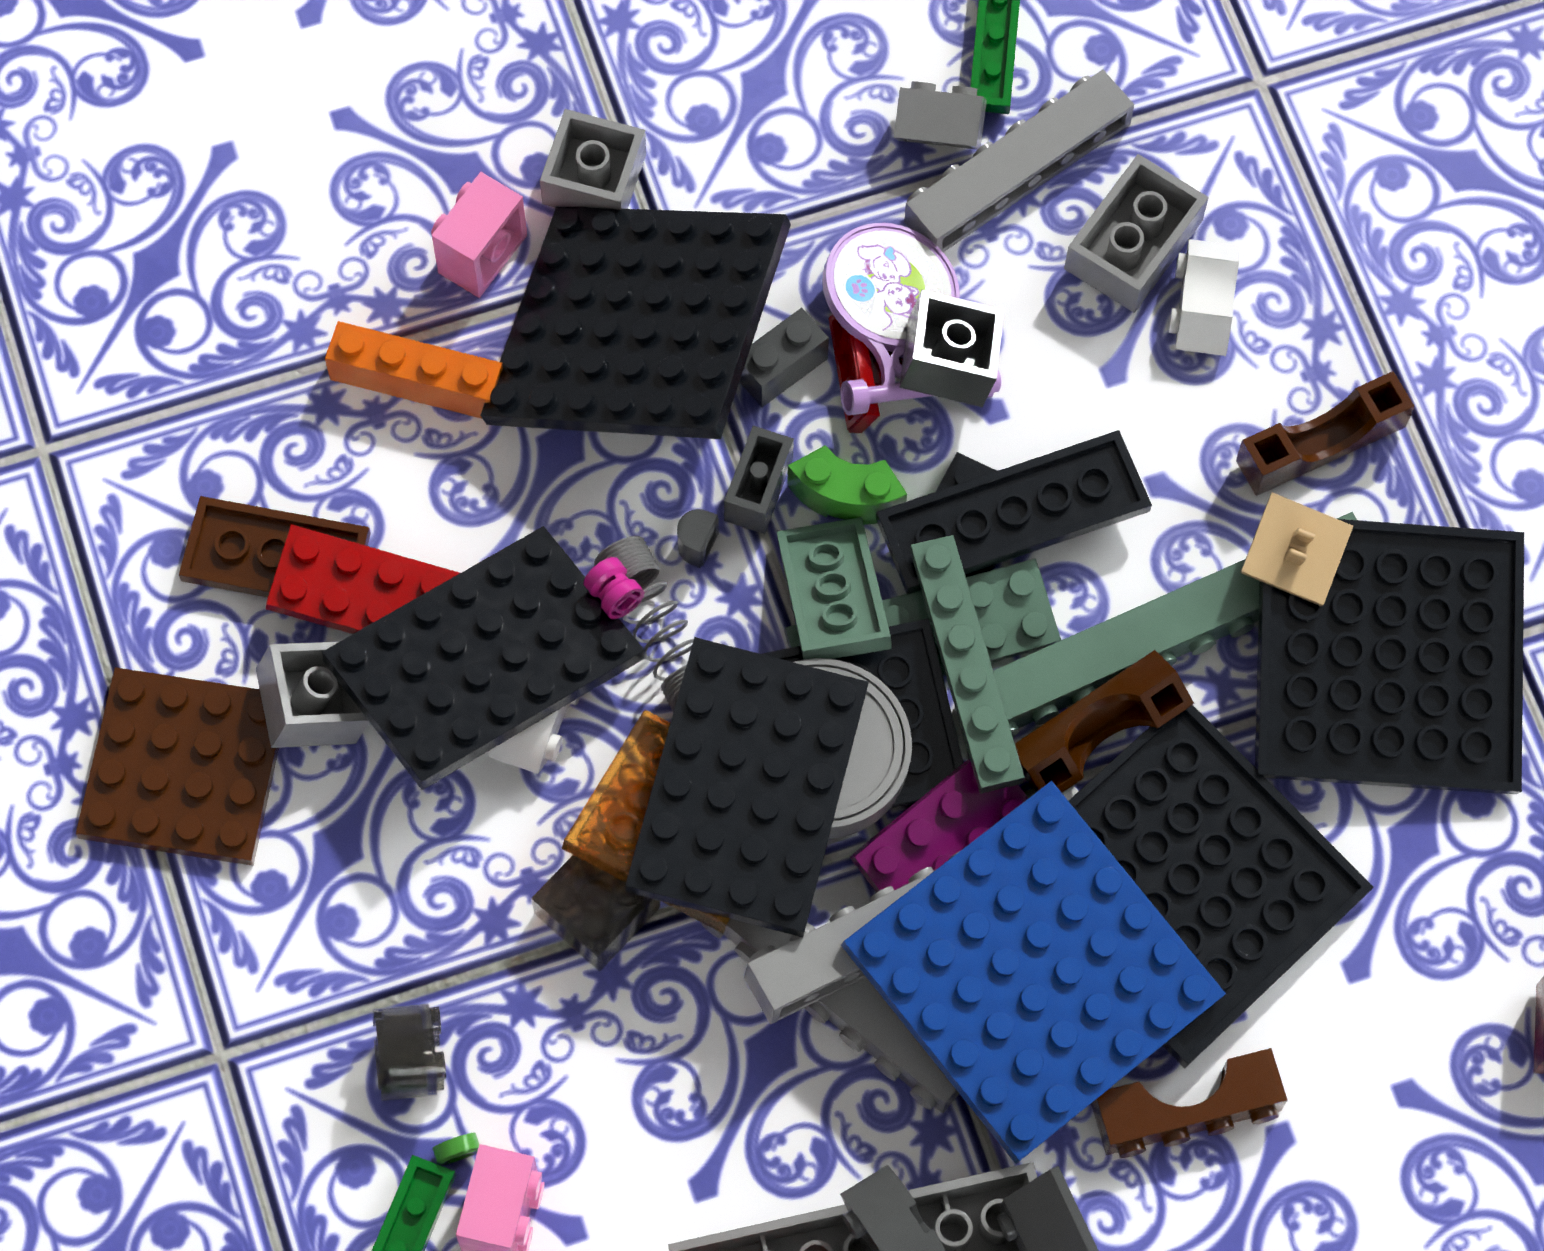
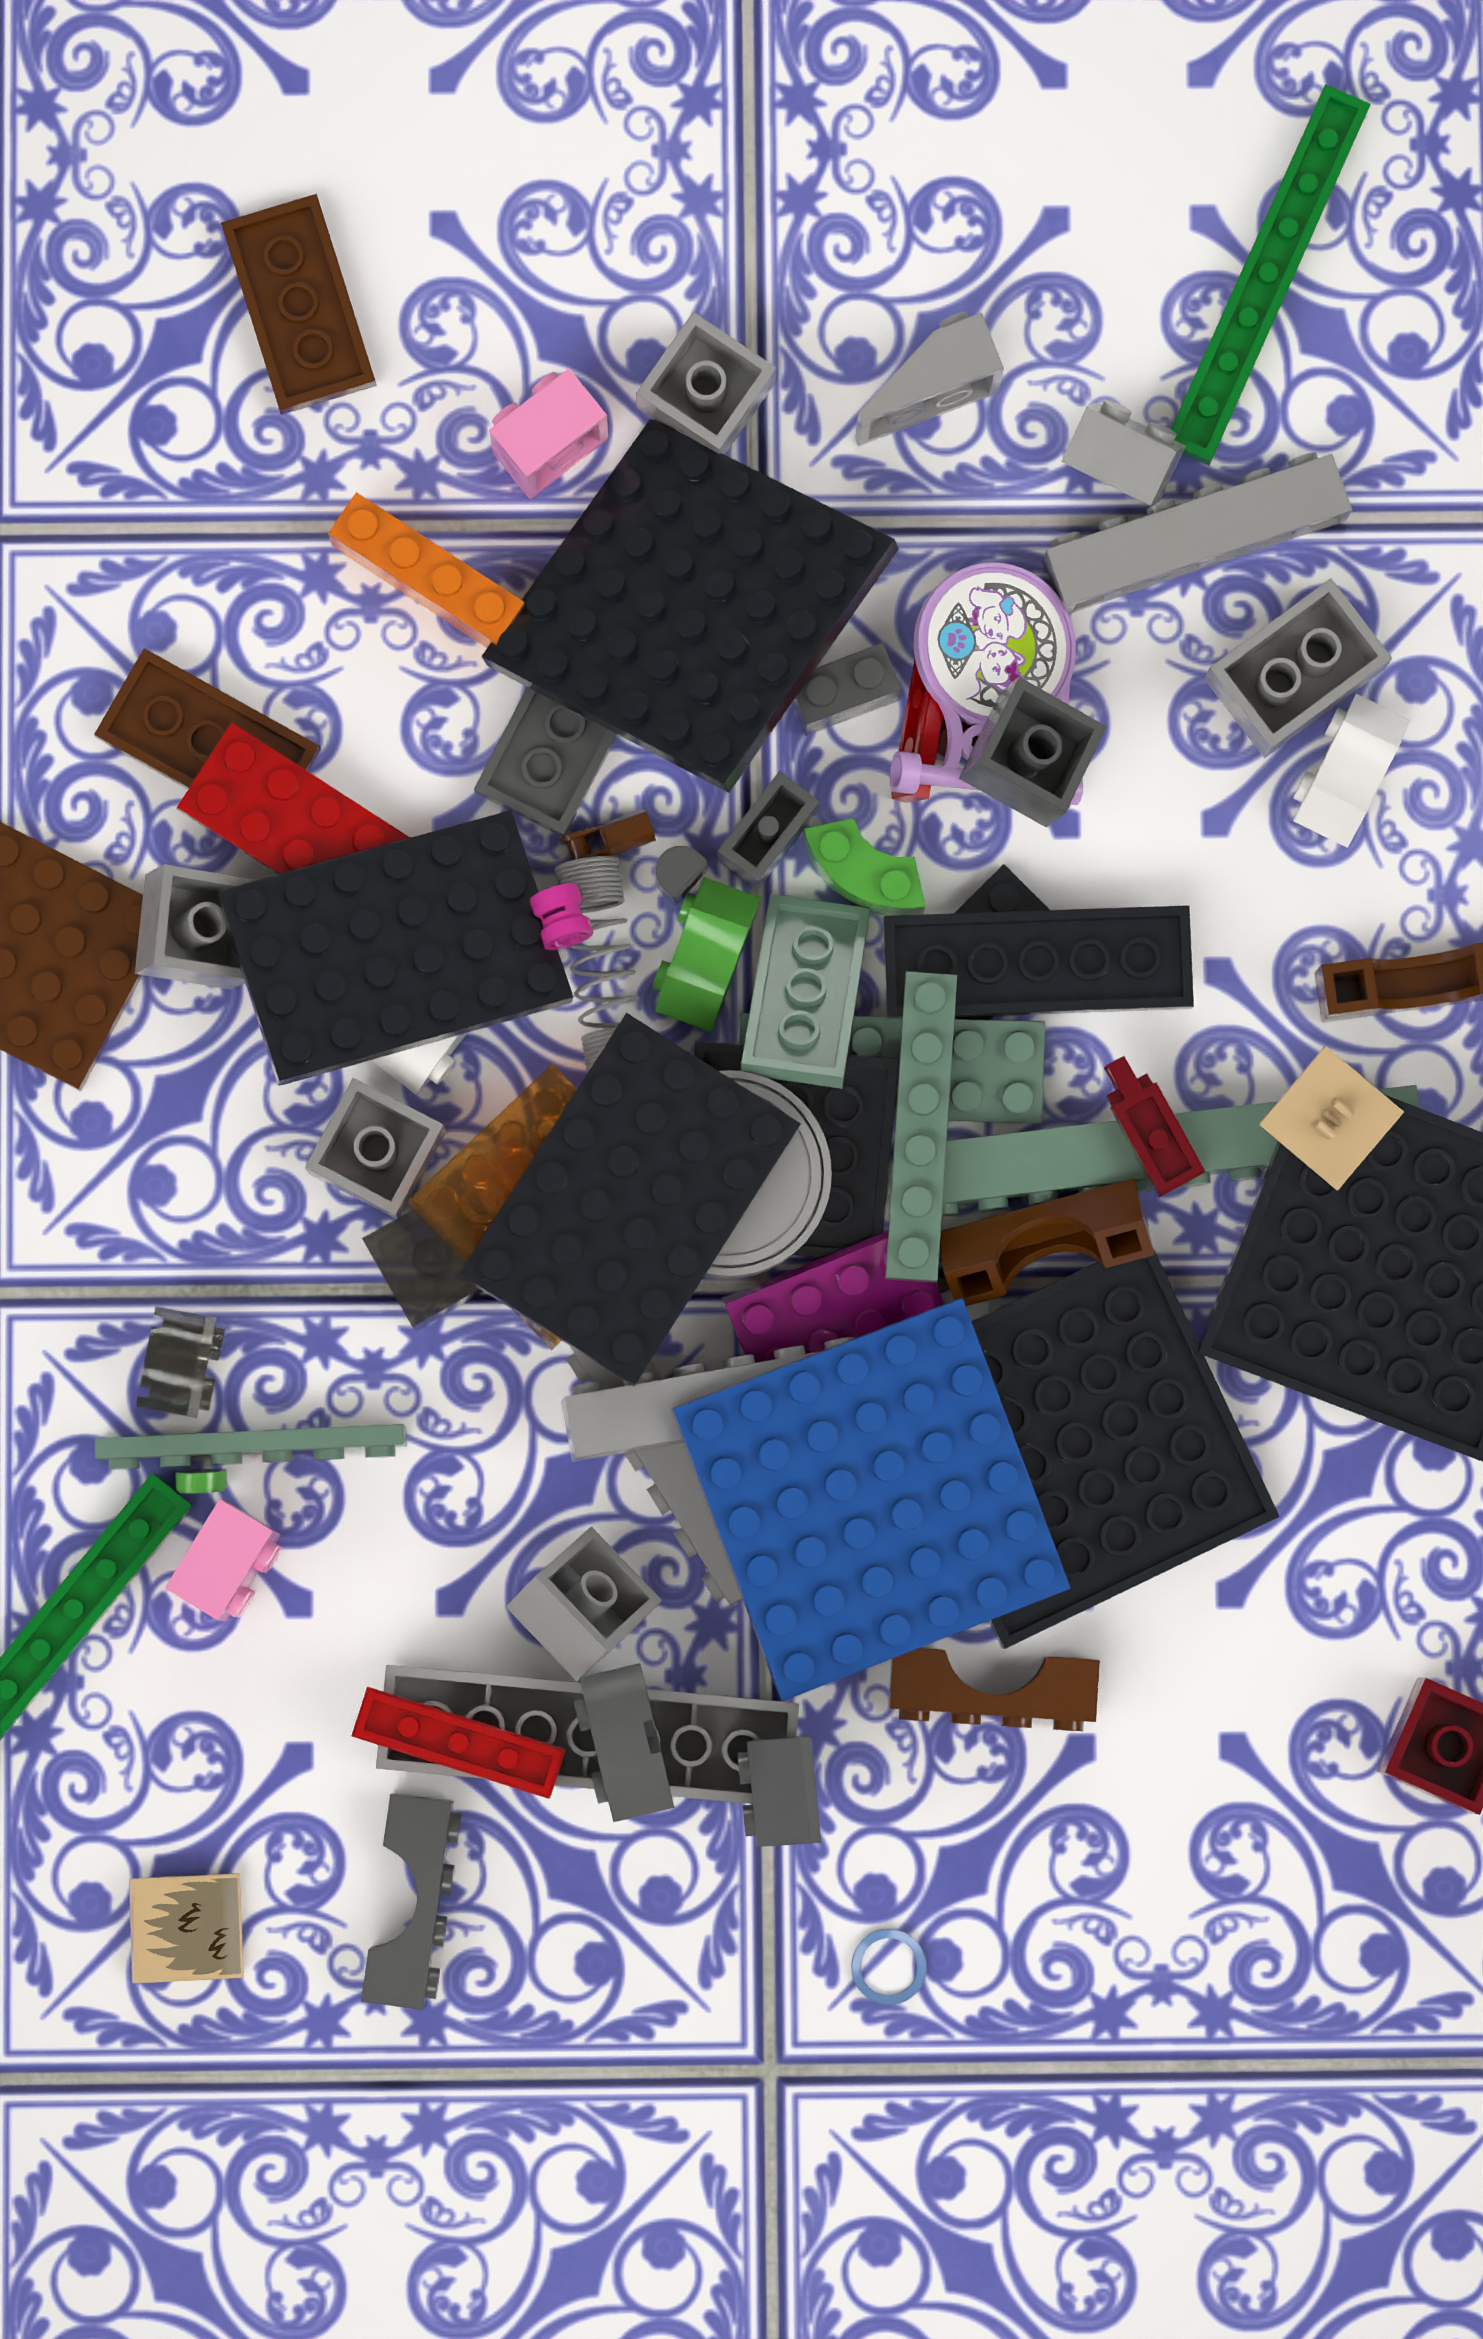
camera: 15 degrees right, 15 degrees up
(246, 205) = (298, 304): none -> reddish brown plate
(472, 1111) = (228, 1447): none -> sand green plate
(518, 826) = (375, 1148): none -> light grey brick
(560, 482) = (545, 762): none -> dark grey plate
(639, 522) = (617, 836): none -> reddish brown bar
(741, 590) = (706, 954): none -> bright green brick
(777, 104) = (943, 374): none -> light grey slope
(819, 1140) = (584, 1603): none -> light grey brick
(1154, 606) = (1151, 1129): none -> dark red hinge

